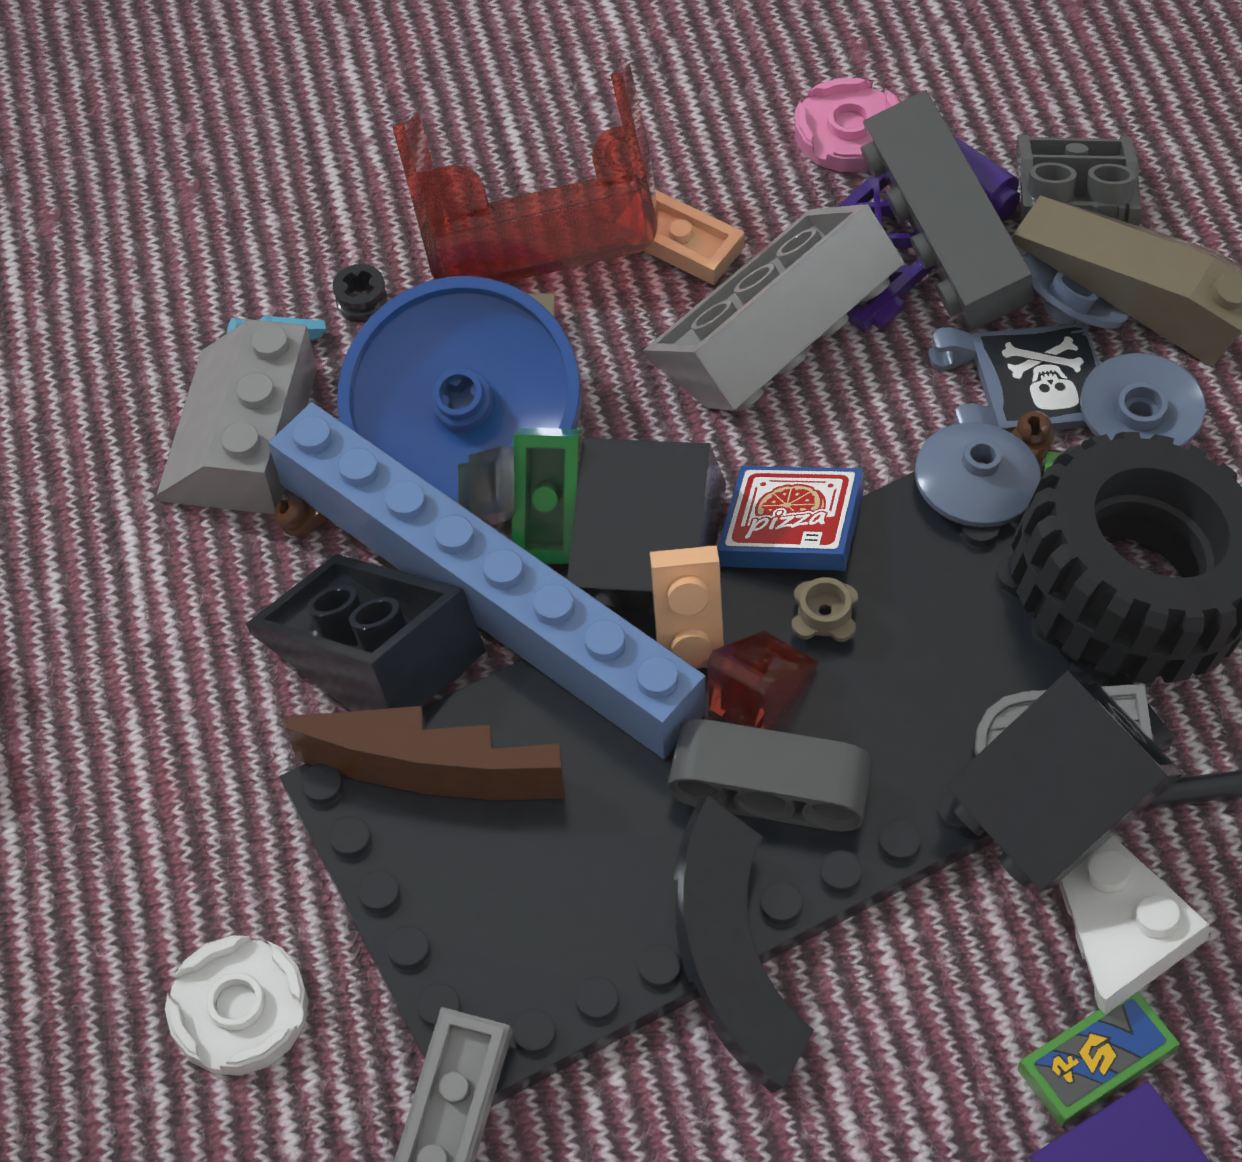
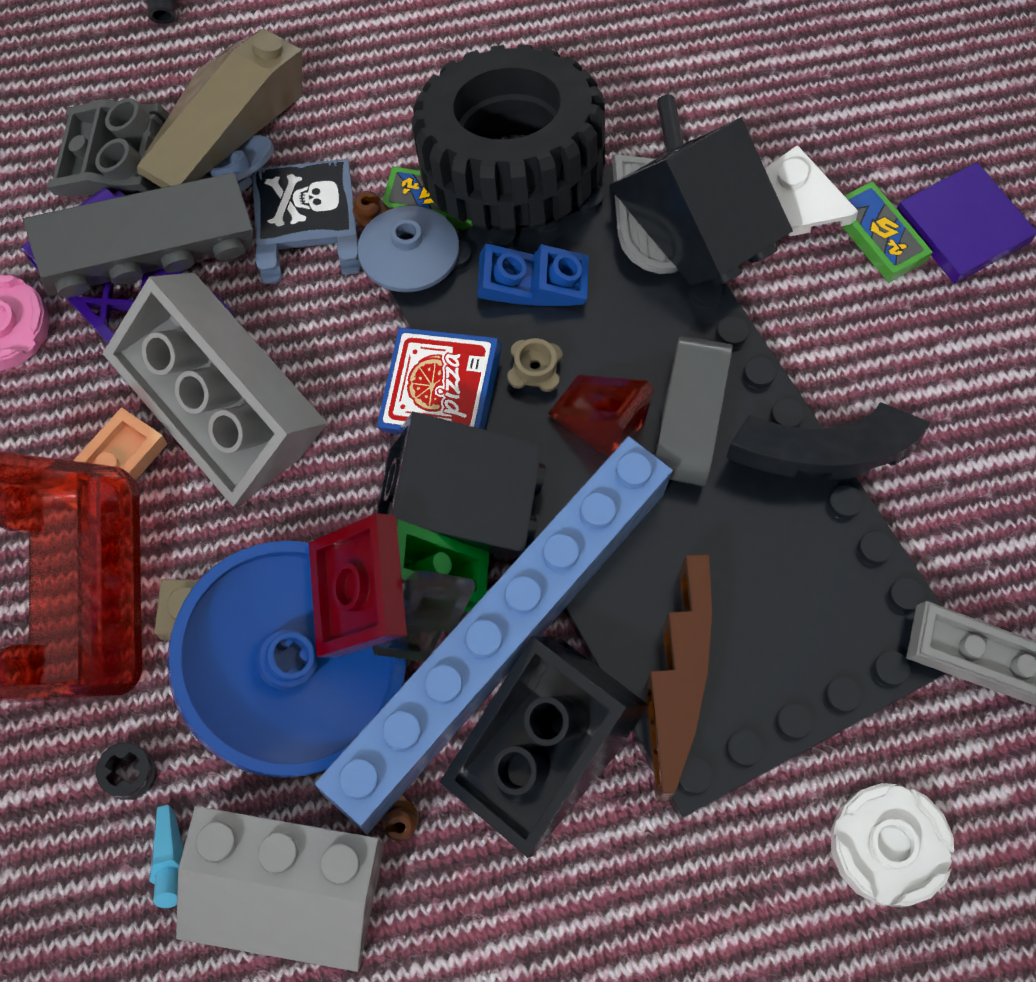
camera: 95 degrees left, 10 degrees up
(510, 418) = (357, 586): none -> dark red tile
(688, 602) = (556, 450): light nougat plate -> none
(952, 604) = (536, 279): none -> blue slope
(1143, 386) = (345, 120): sand blue dish -> none

